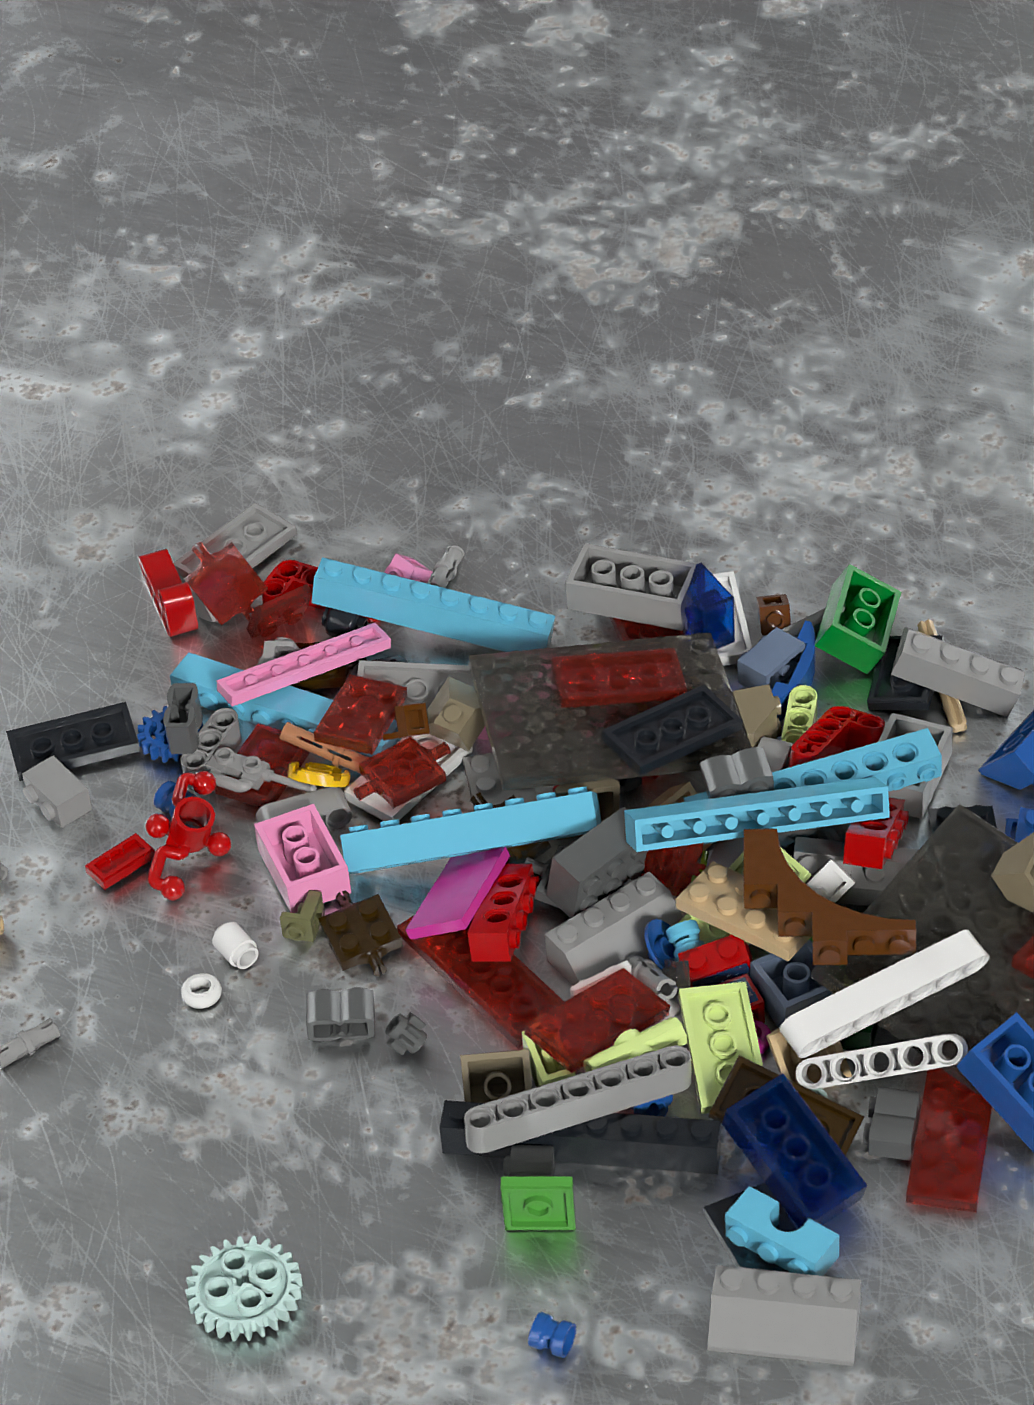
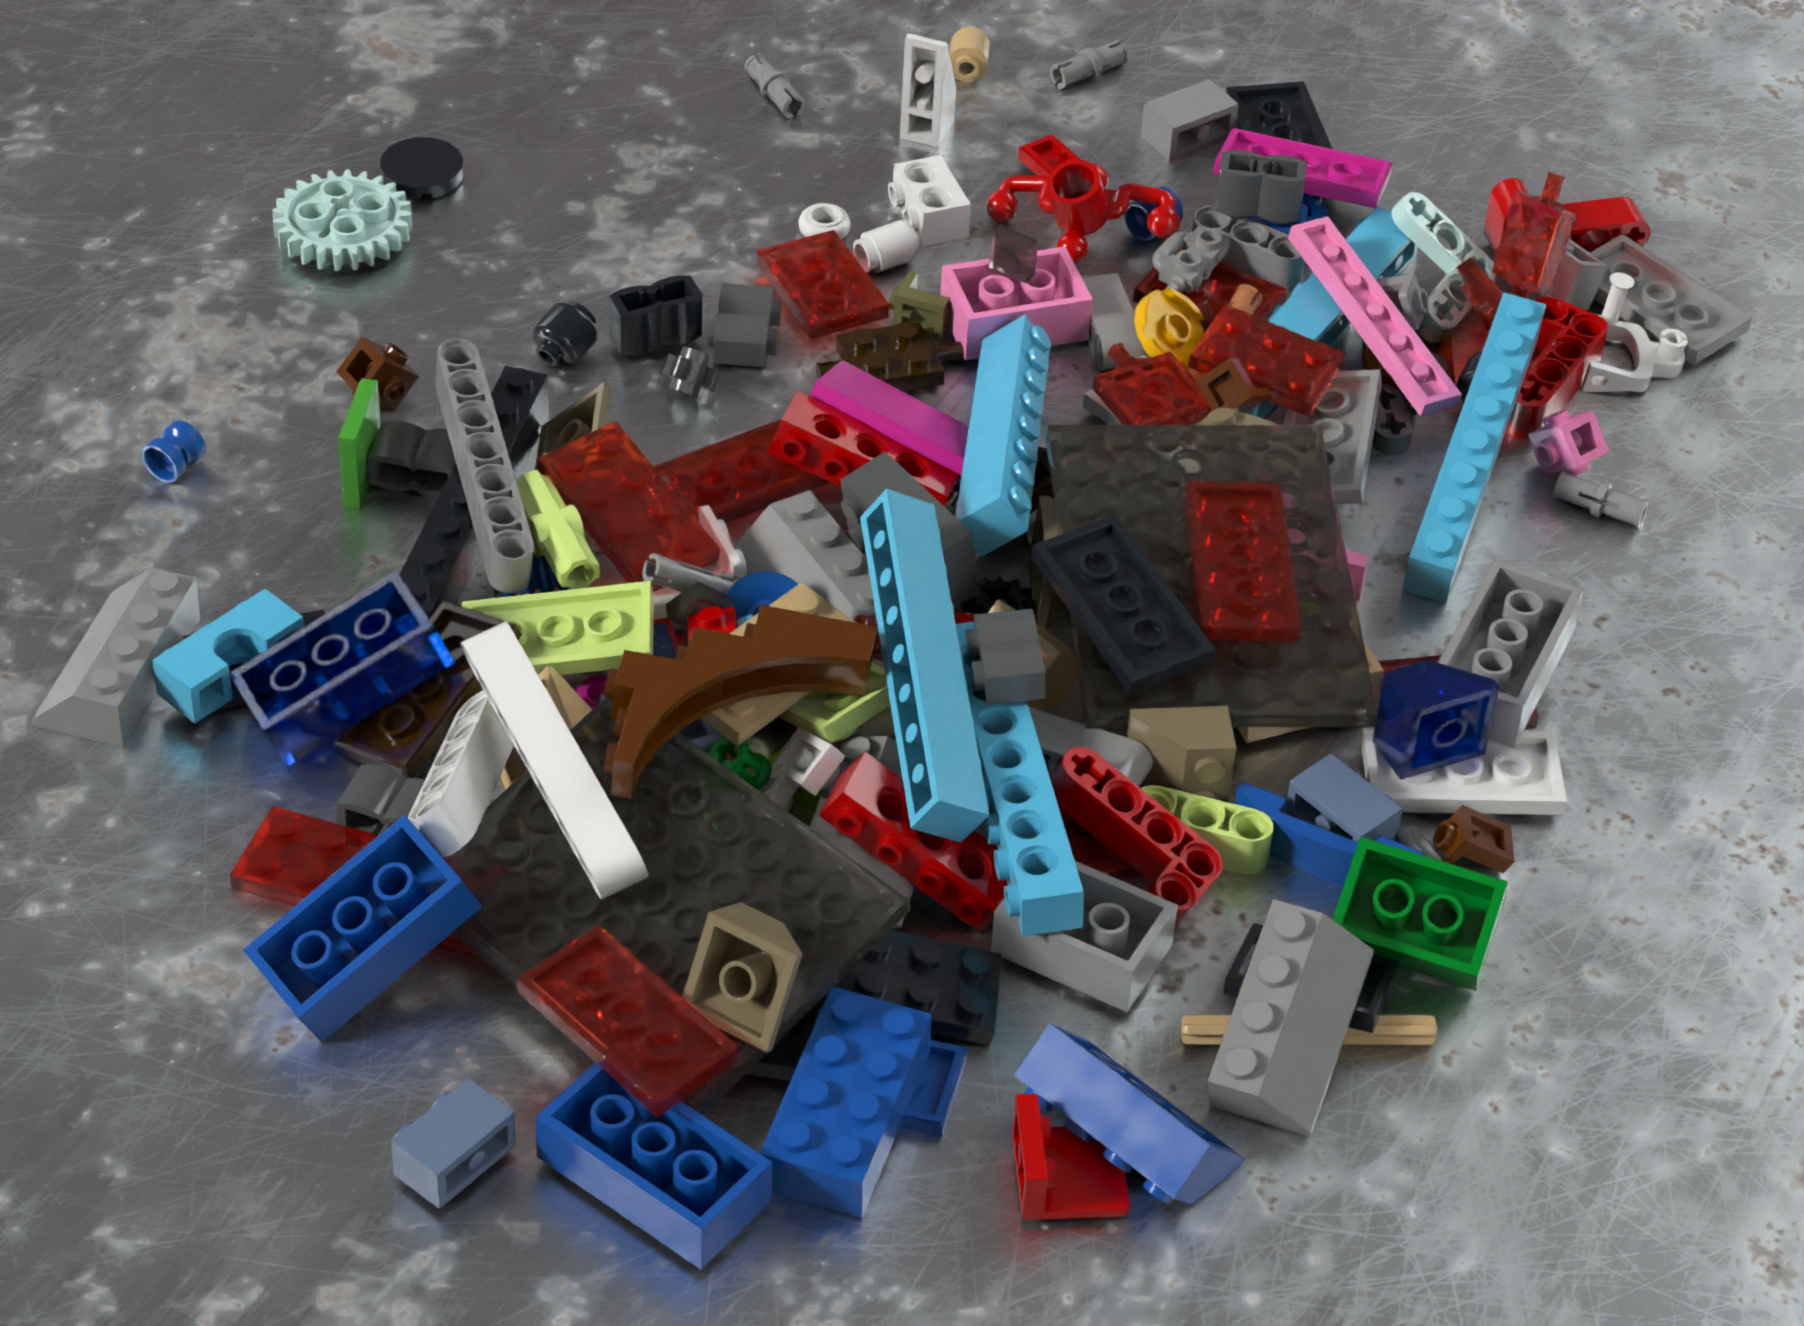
camera: 90 degrees right, 0 degrees up
(63, 933) = (927, 91): none -> white slope
(129, 716) = (1328, 171): none -> dark pink tile
(157, 1256) = (422, 167): none -> black tile
(174, 926) = (930, 200): none -> white brick
(216, 638) = (1461, 249): none -> light aqua beam
(281, 978) = (822, 284): none -> clear red plate
(286, 838) = (1013, 254): none -> clear smoke plate
(294, 549) = (1650, 358): none -> white piece
(349, 1059) = (655, 315): none -> black brick
(371, 1117) = (565, 334): none -> black head
(446, 1216) = (383, 364): none -> reddish brown brick

